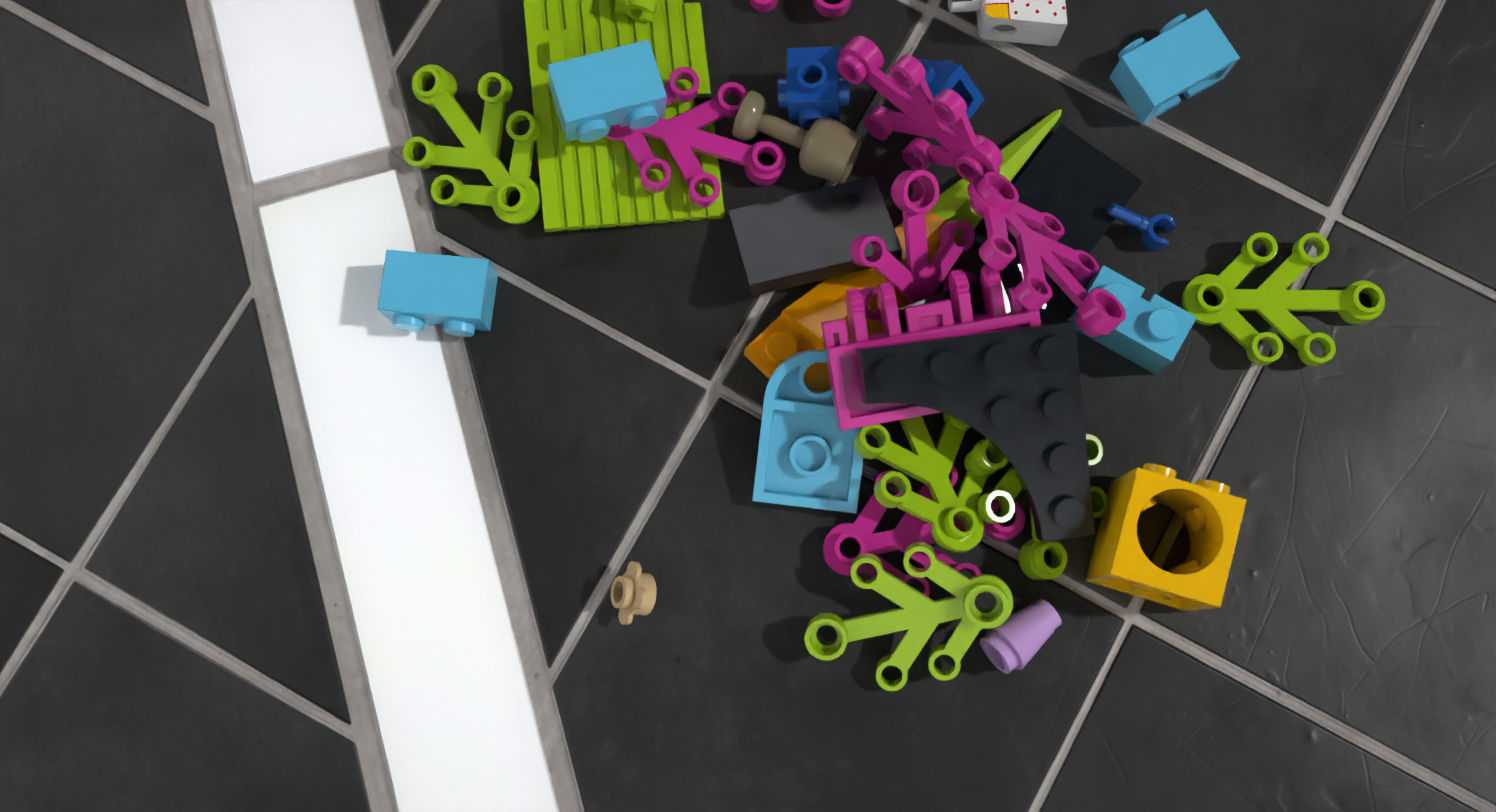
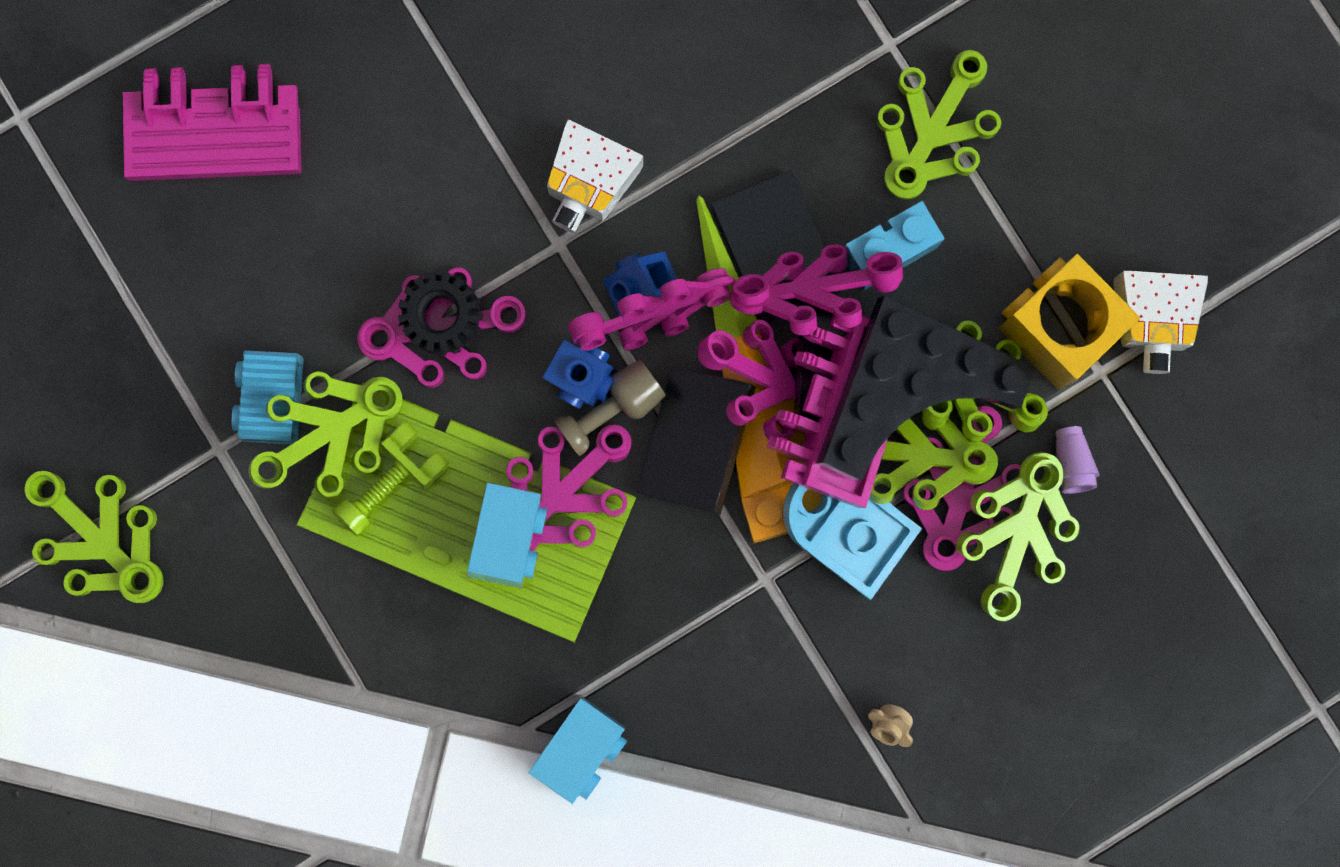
camera: 70 degrees left, 5 degrees up
(480, 149) = (478, 657): lime plant -> none
(1145, 225) = (822, 191): blue hand -> none
(1181, 60) = (715, 93): medium azure piece -> none
(1234, 643) = (1168, 313): none -> white torso

